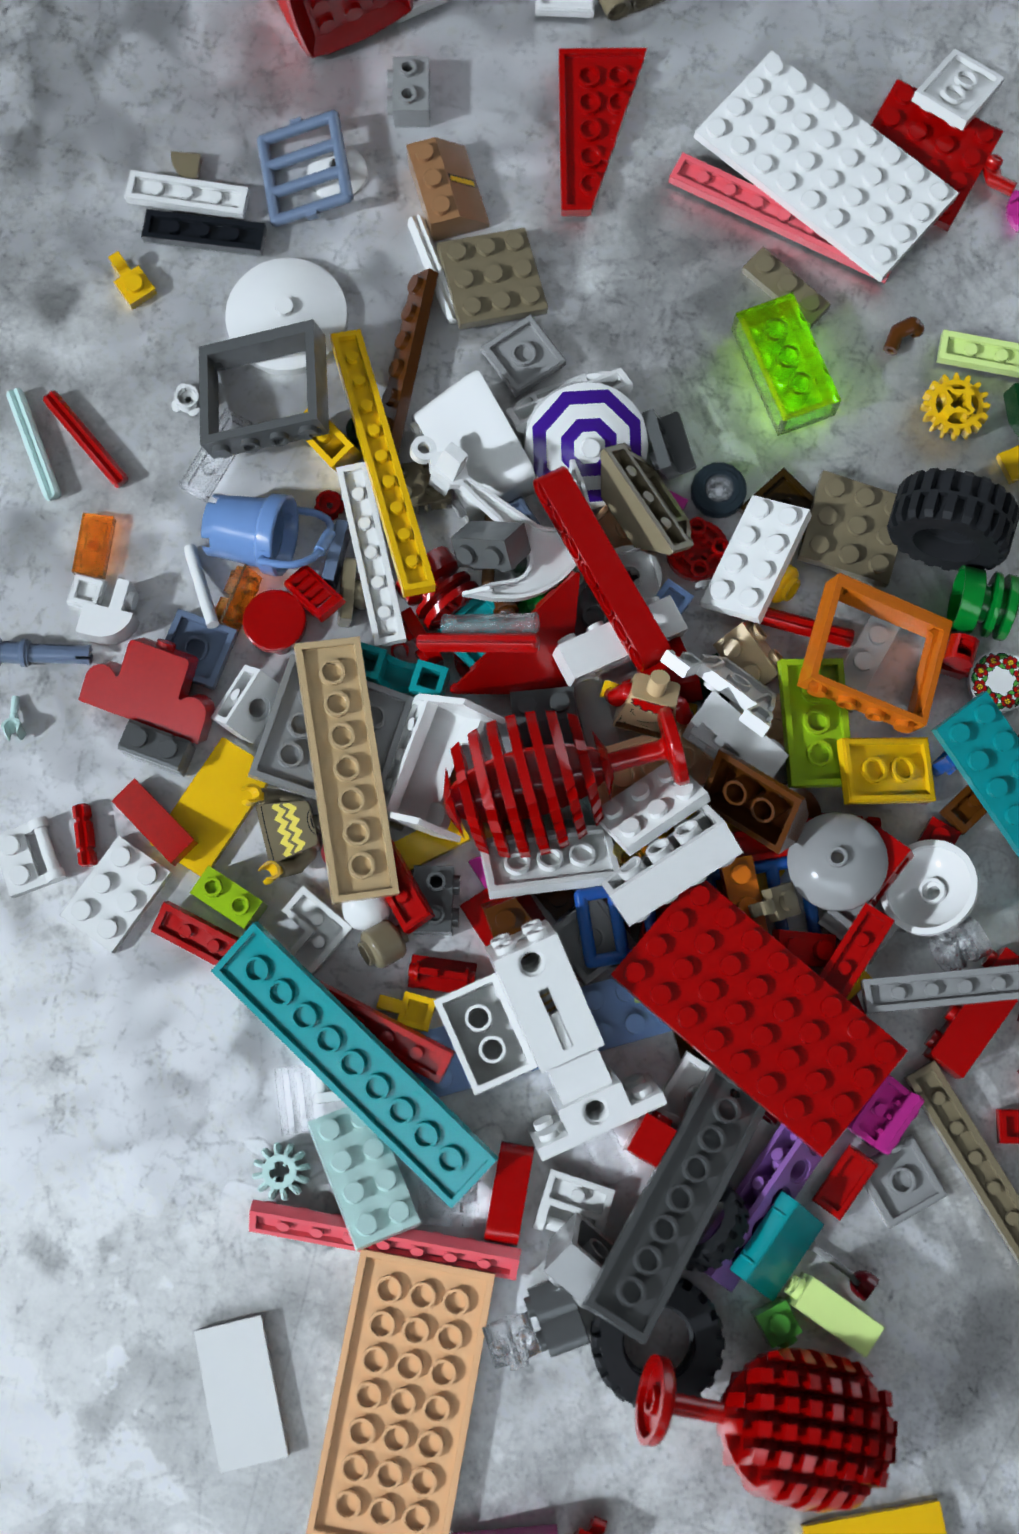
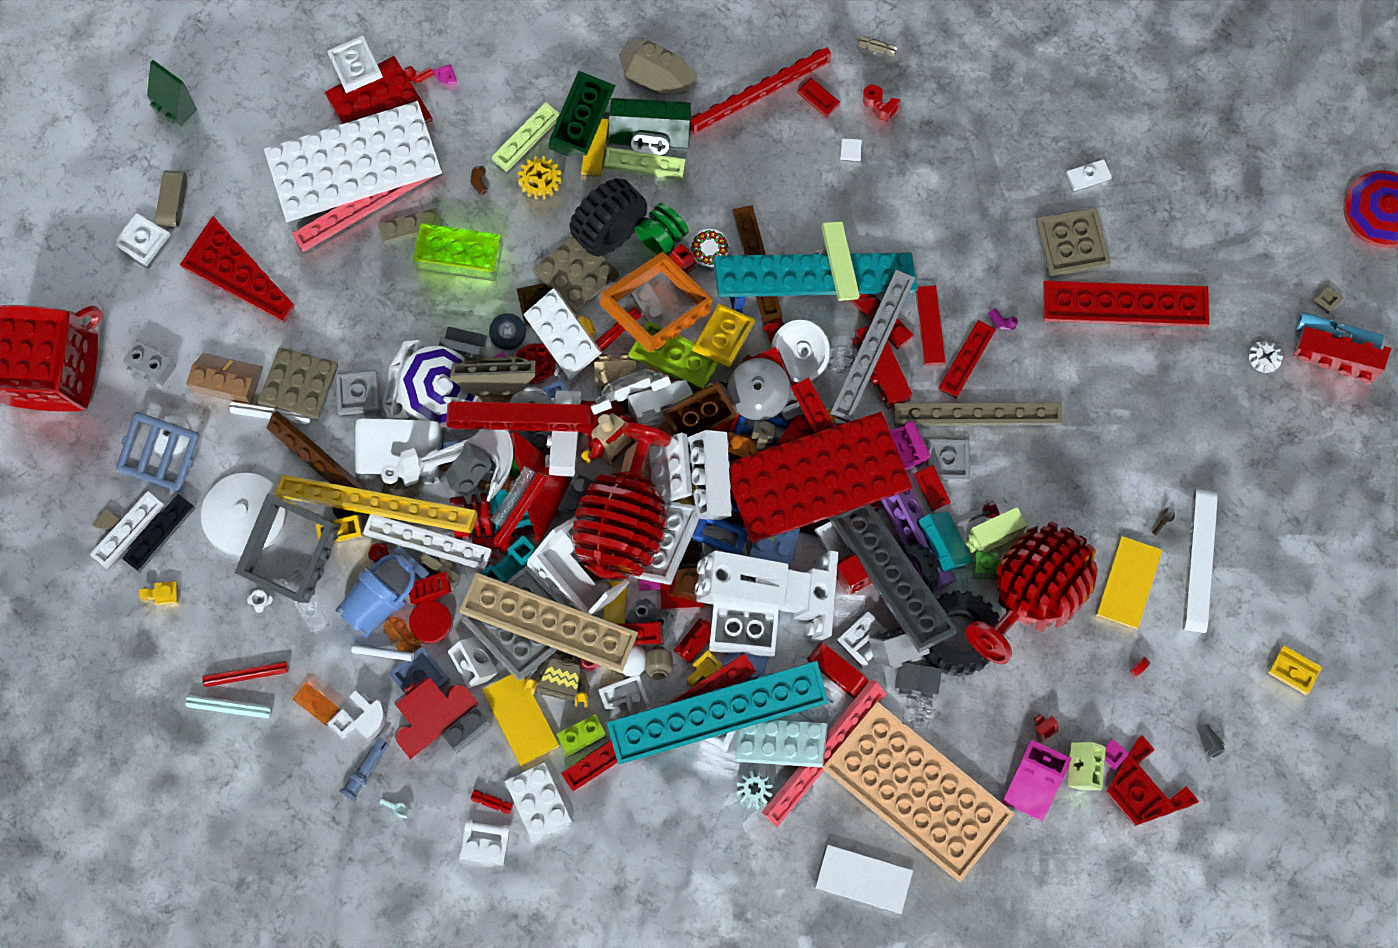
camera: 60 degrees left, 5 degrees down
(154, 822) = (509, 754): red tile -> none

